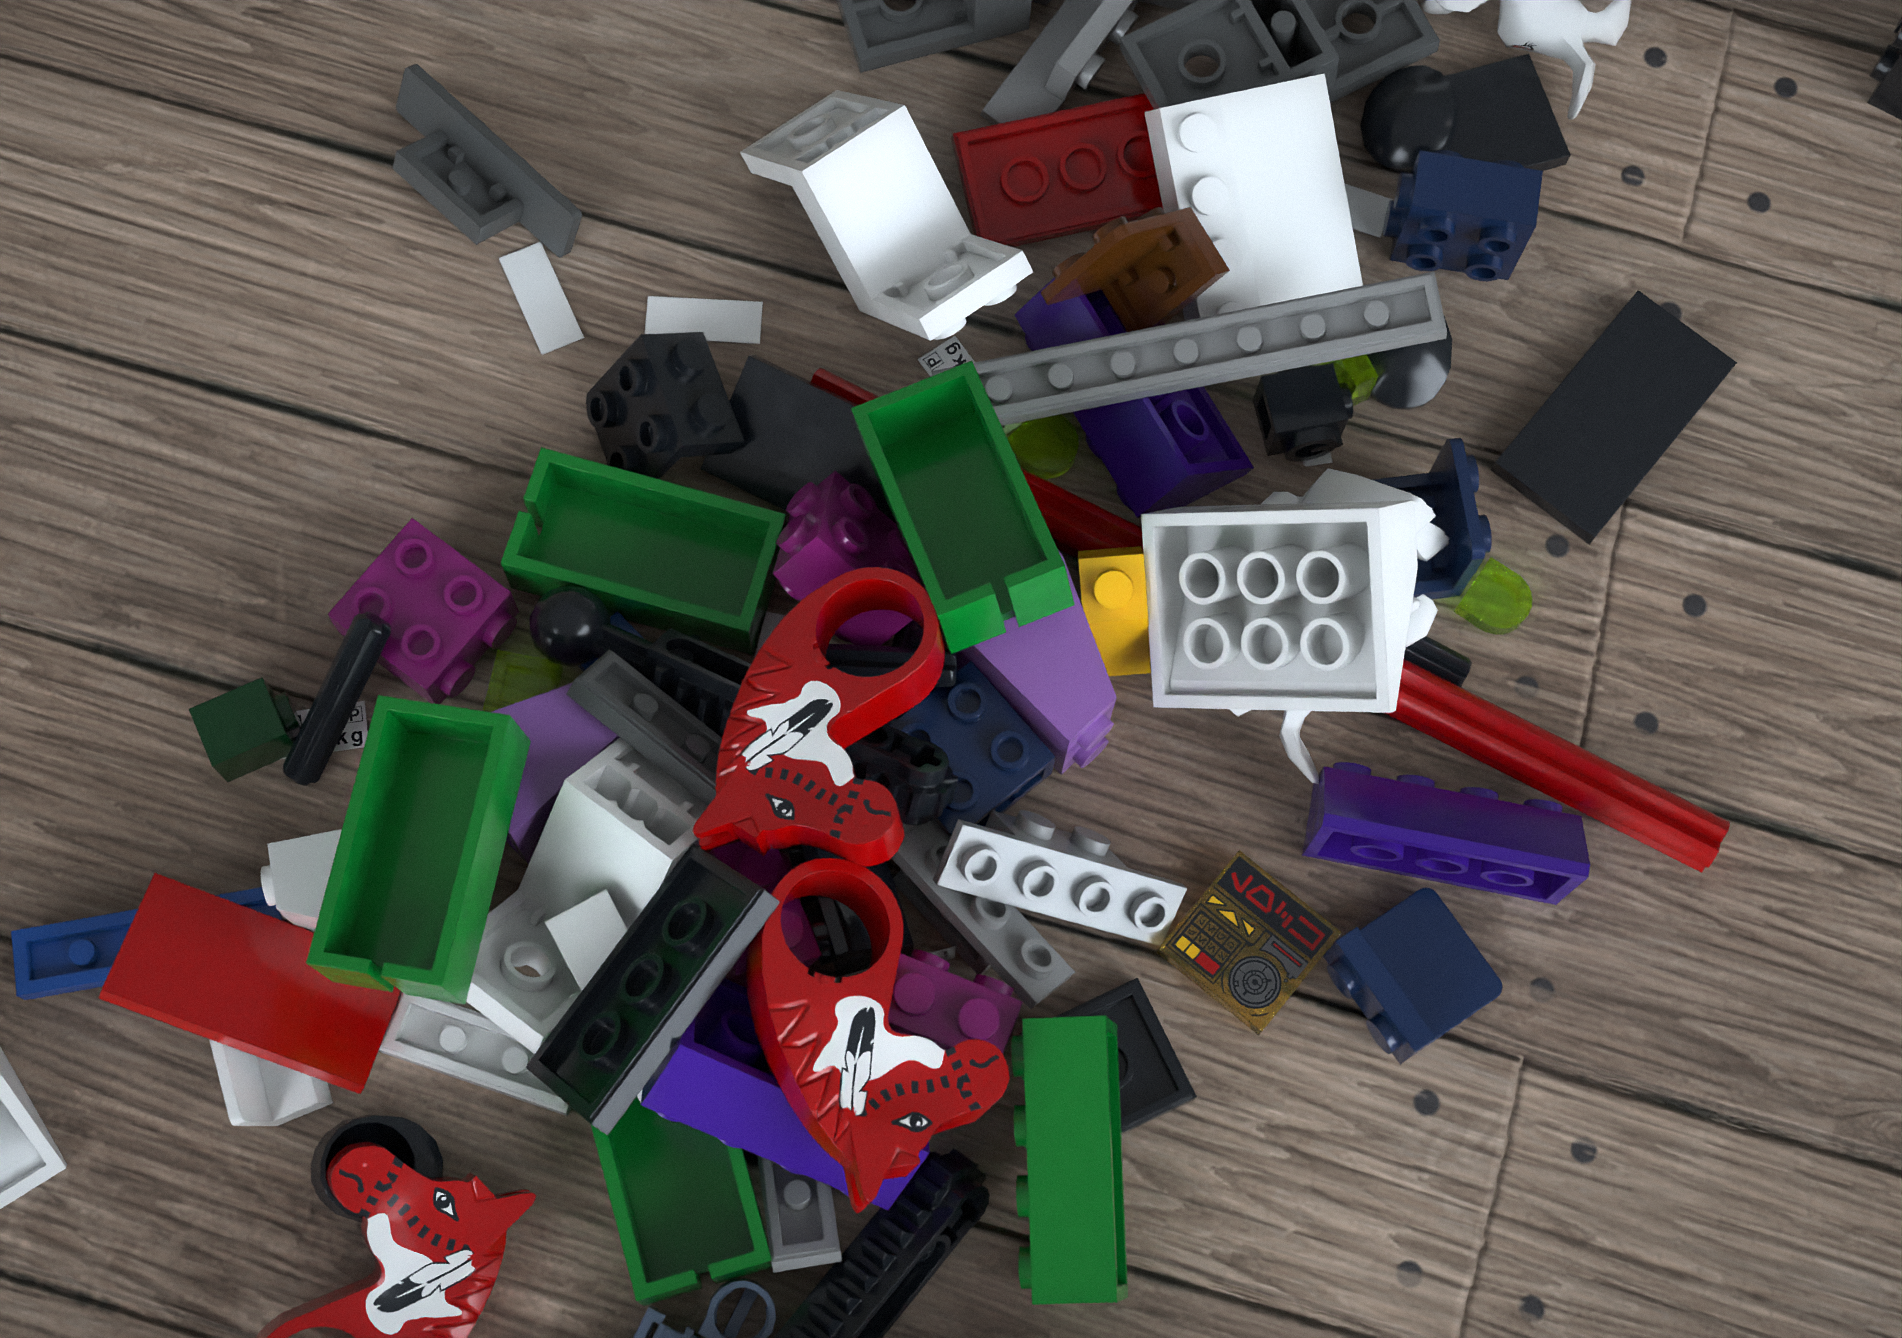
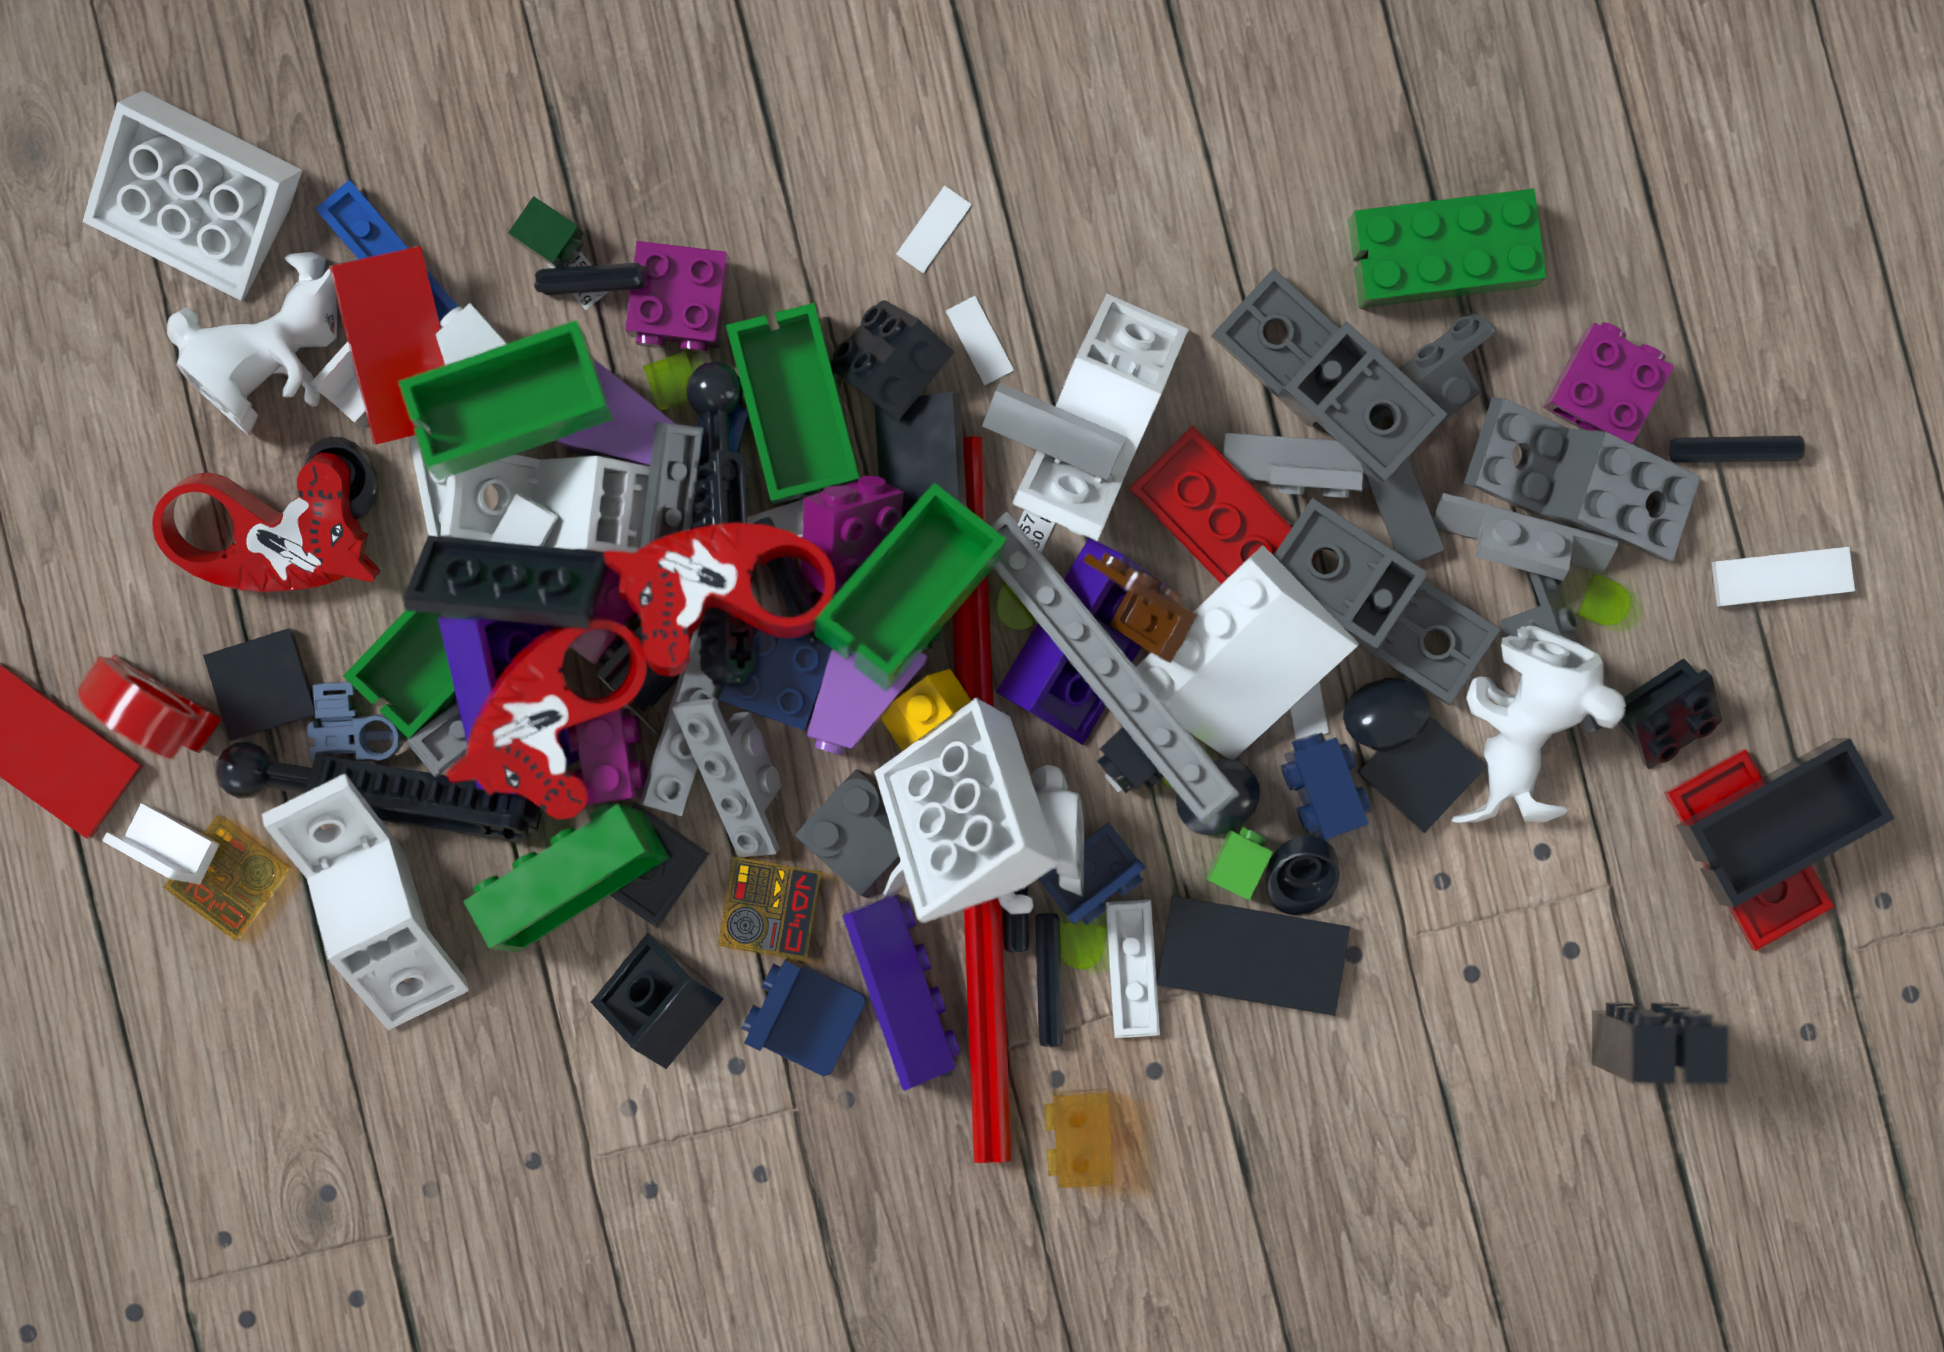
camera: 65 degrees right, 15 degrees up
(135, 1211) = (236, 359): none -> white animal
(475, 173) = (983, 135): dark grey bracket -> none
(869, 265) = (1053, 431): none -> light grey tile
(1213, 782) = (852, 833): none -> dark grey slope
(1291, 1148) = (656, 1001): none -> black slope
(1498, 365) = (1240, 862): none -> bright green brick
(1521, 659) = (1049, 979): none -> black axle
(1549, 306) = (1302, 875): none -> black hat
(1566, 560) = (1132, 968): none -> white tile
(1741, 725) = (1081, 1138): none -> clear yellow brick

